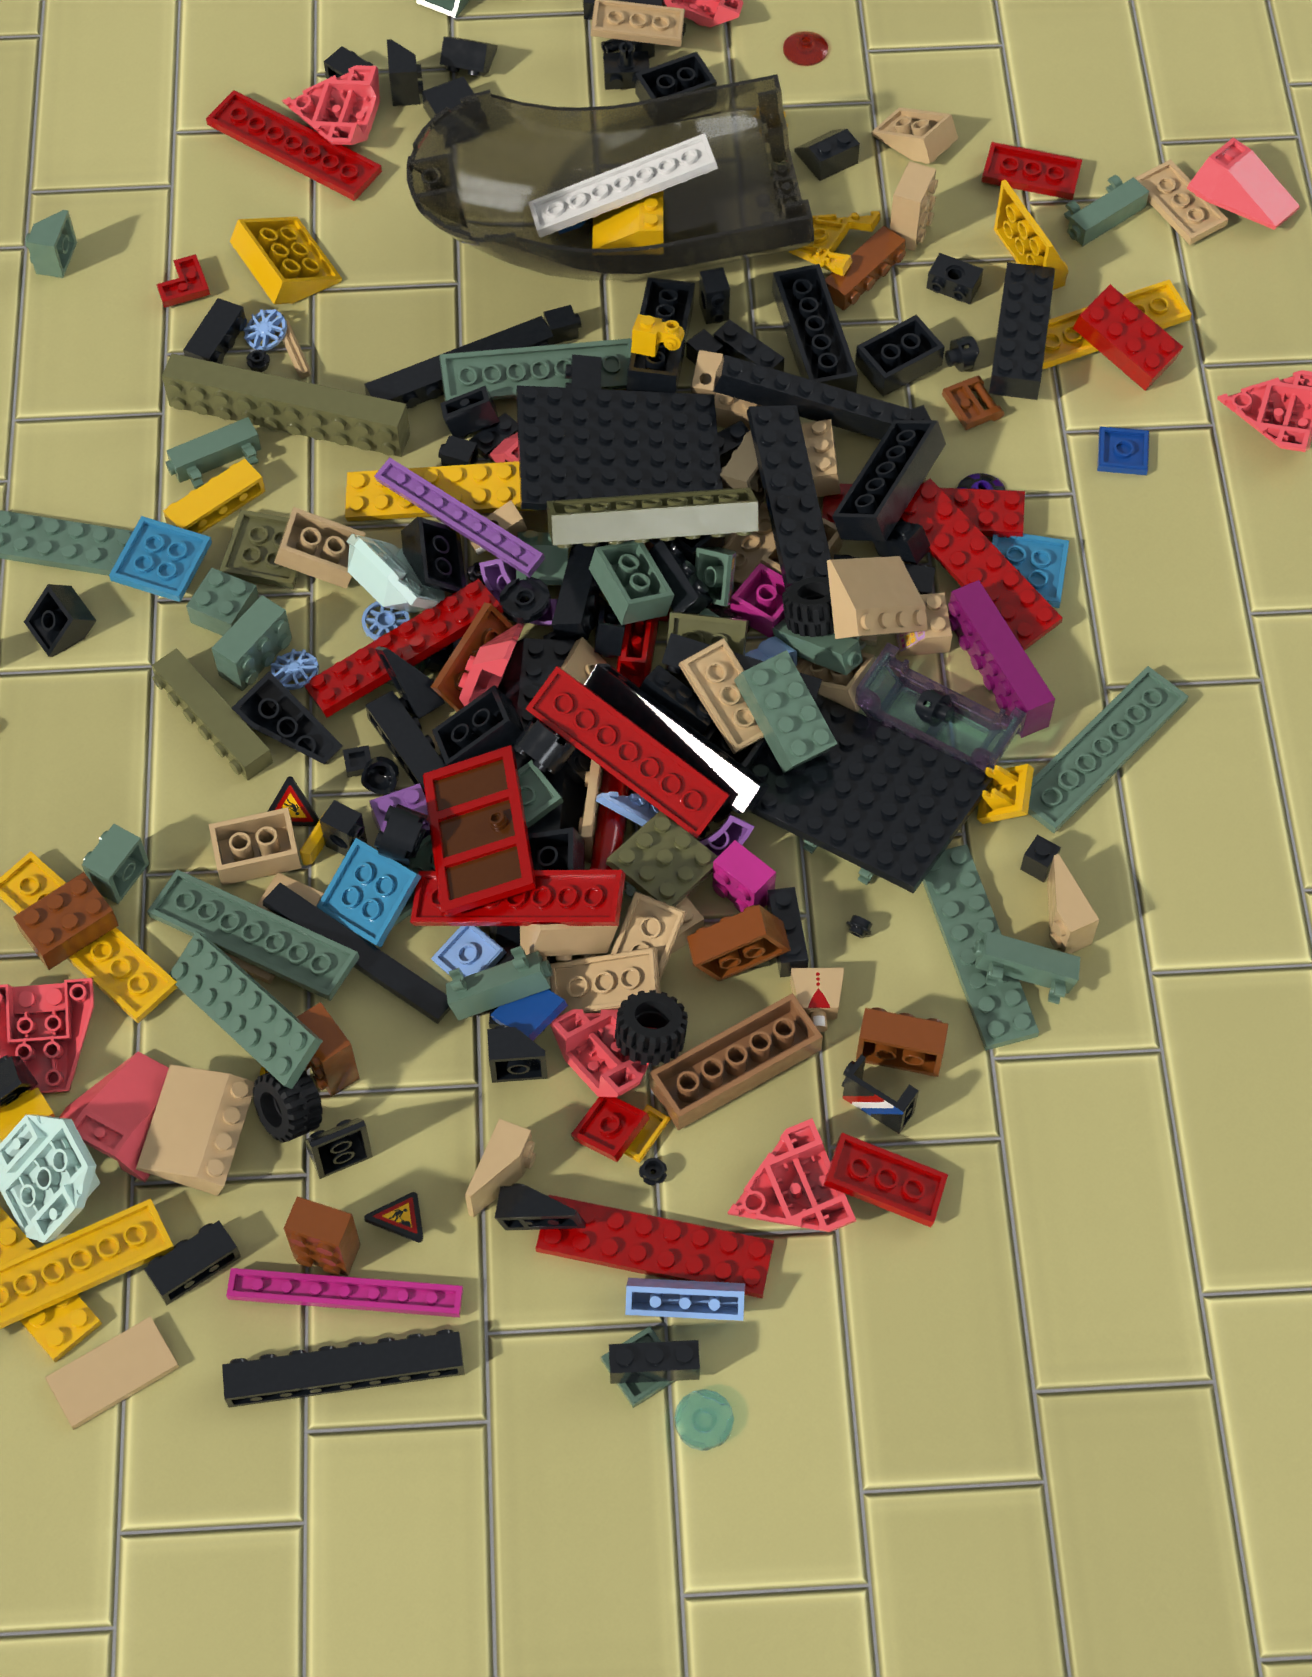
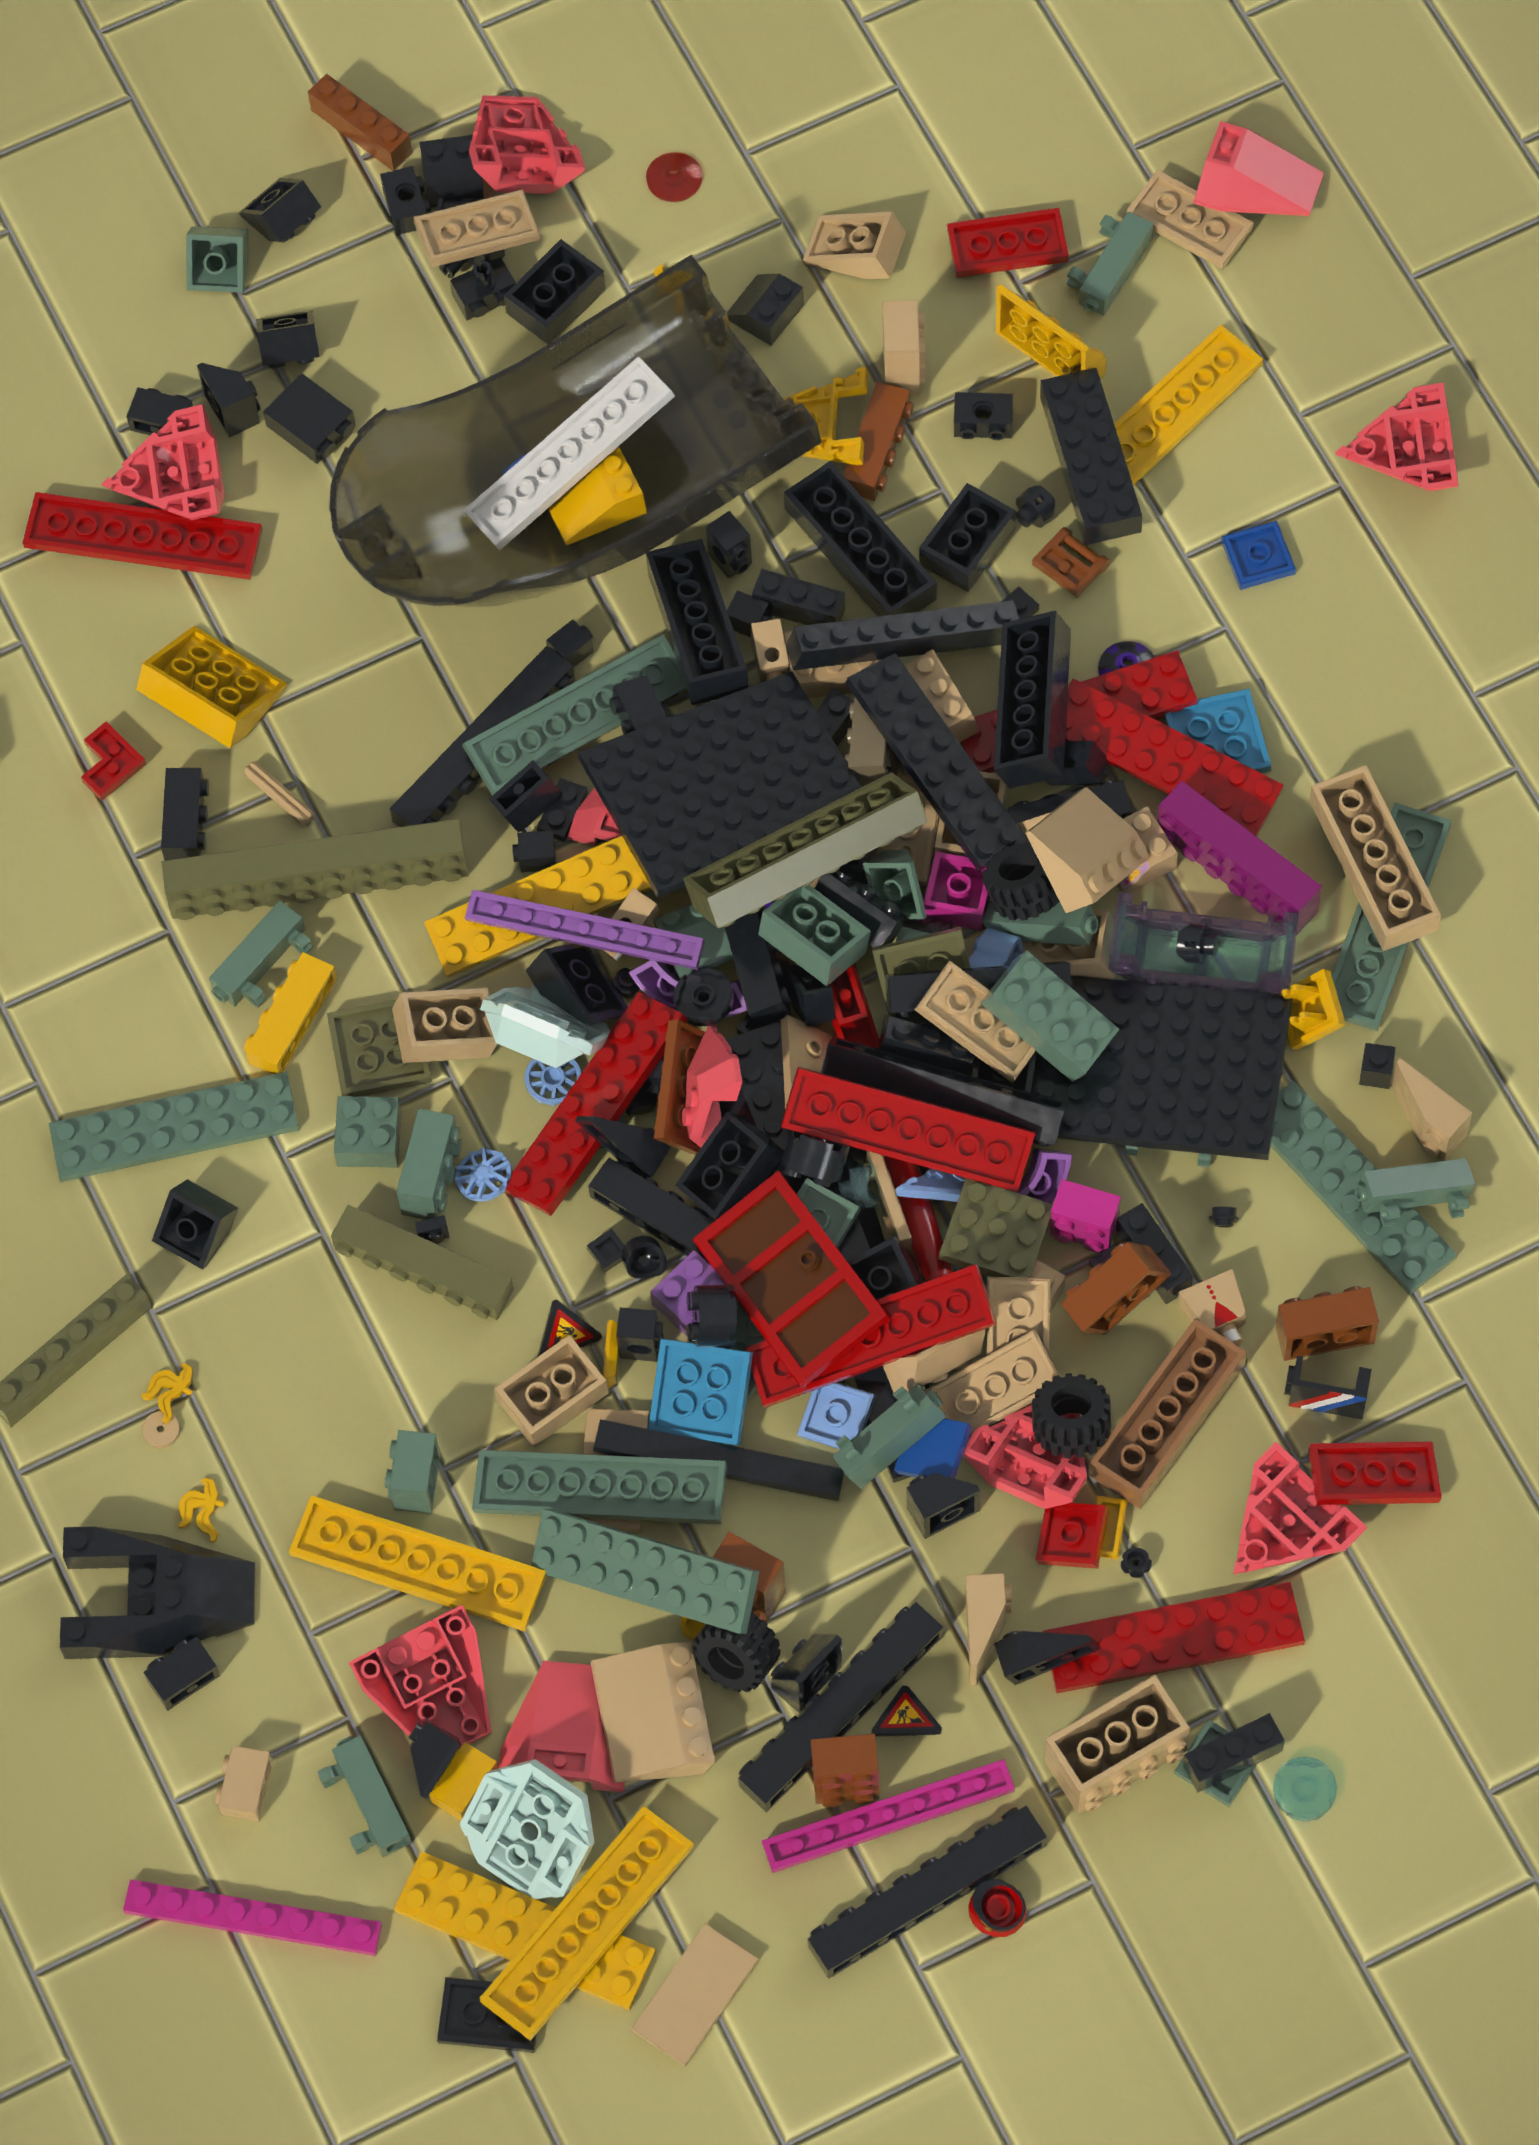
camera: 20 degrees left, 5 degrees up
(66, 921) = (398, 1555): dark orange brick -> none
(160, 559) = (273, 1108): dark azure plate -> none
(192, 1262) = (717, 1851): black brick -> none
(231, 691) = (433, 1229): none -> black plate
(258, 365) = (249, 830): black plate -> none
(265, 329) = (235, 783): light blue wheel -> none
(280, 715) = (501, 1235): black wedge -> none
(358, 1183) = (841, 1705): none -> black brick
(395, 1408) = (997, 1908): none -> red piece
(556, 1312) = (1117, 1745): none -> tan brick
(571, 786) = (857, 1188): none -> clear light blue piece
(651, 331) = (697, 628): yellow brick -> none
(685, 1299) = (1233, 1677): light blue brick -> none
(1110, 698) = (1375, 858): none -> tan brick
(1127, 337) = (1209, 419): red brick -> none

